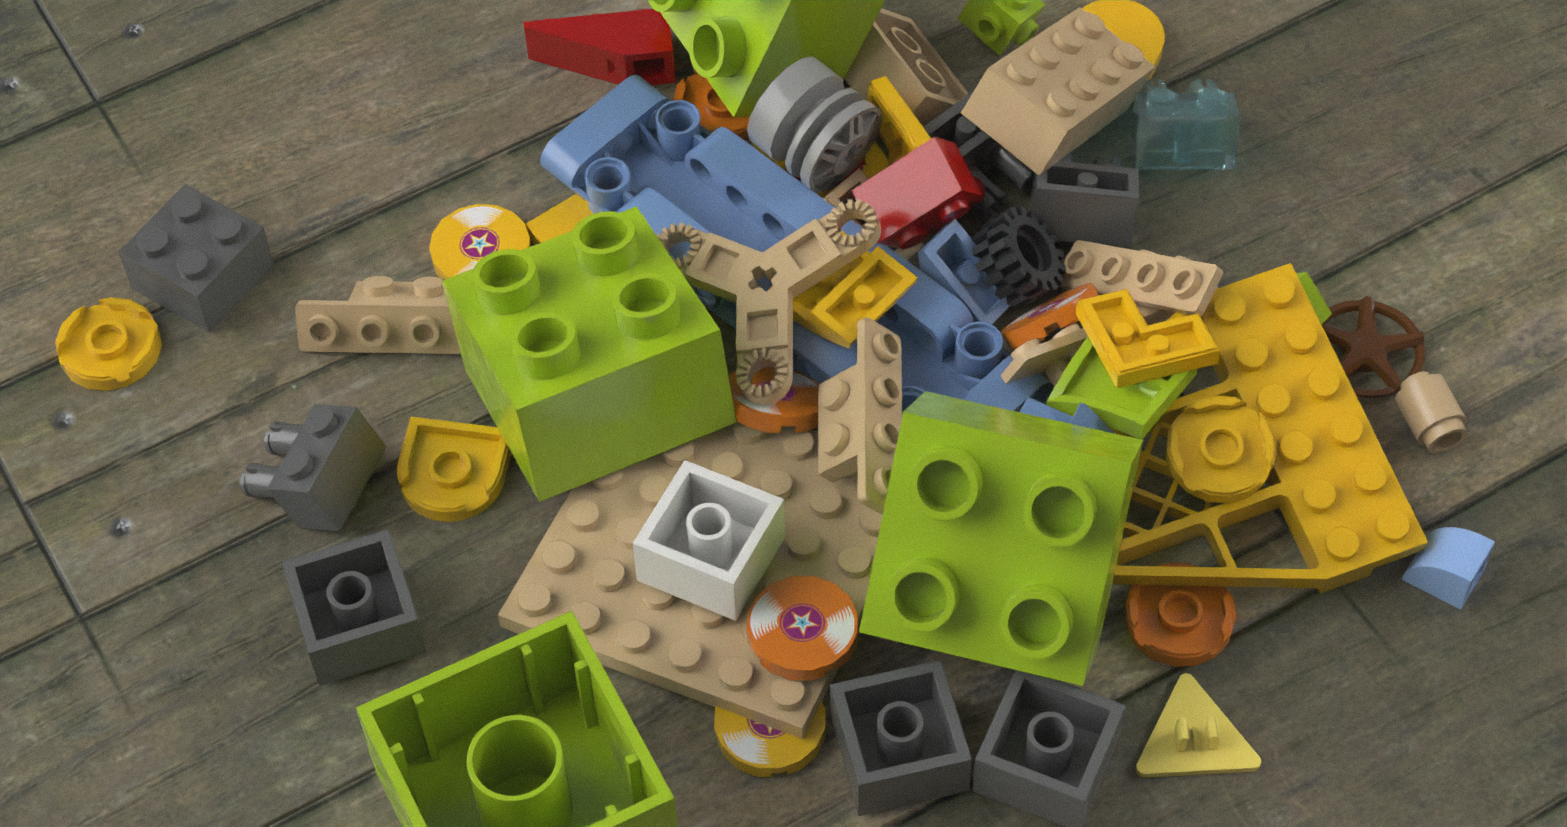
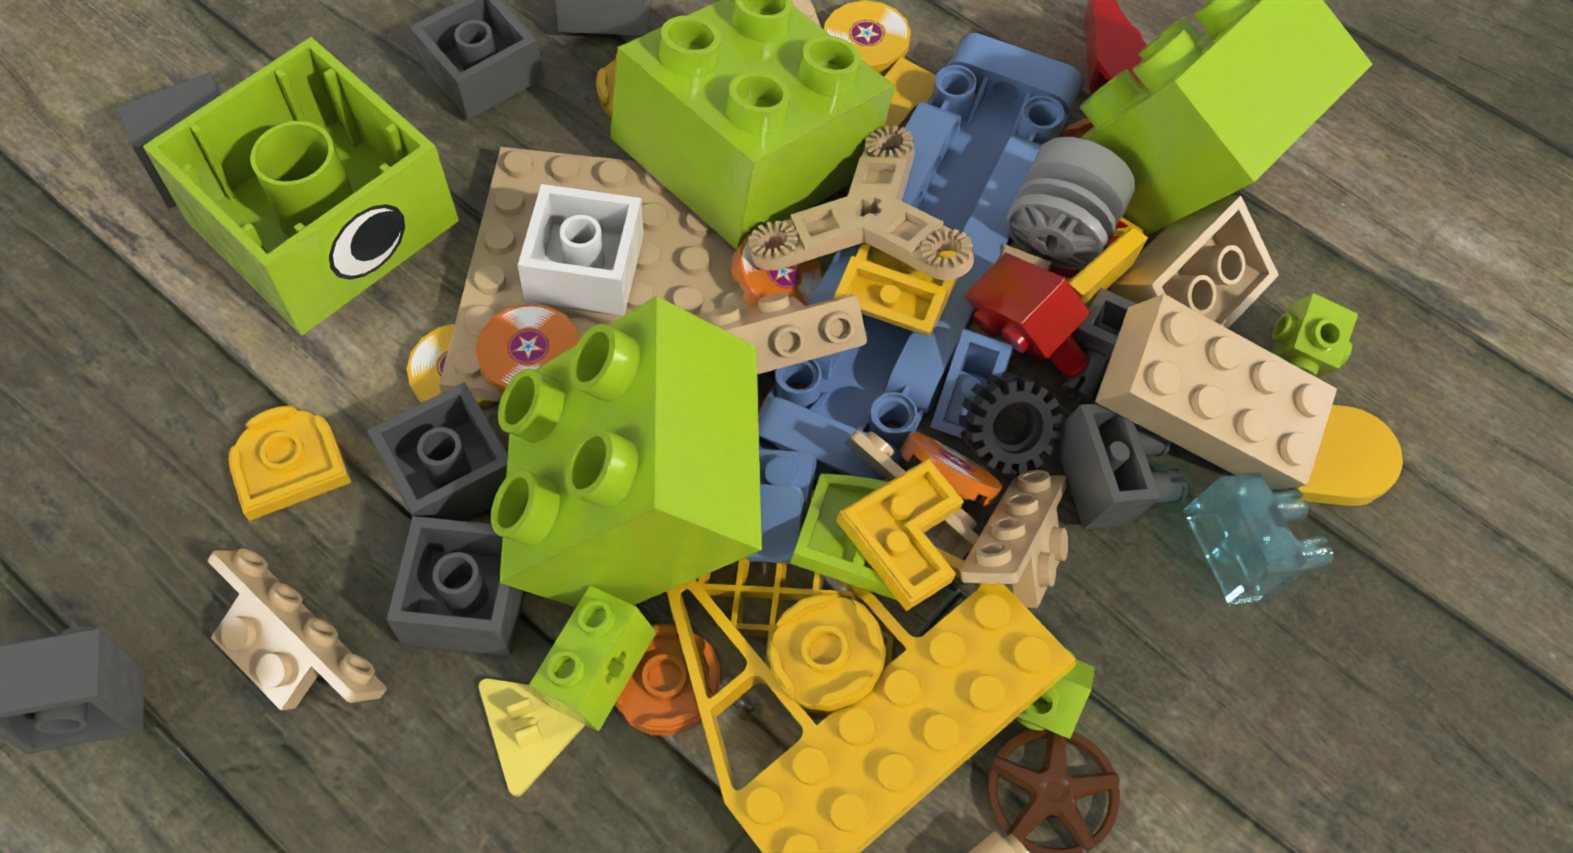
camera: 70 degrees right, 5 degrees up
(1163, 645) = (593, 658): none -> lime brick

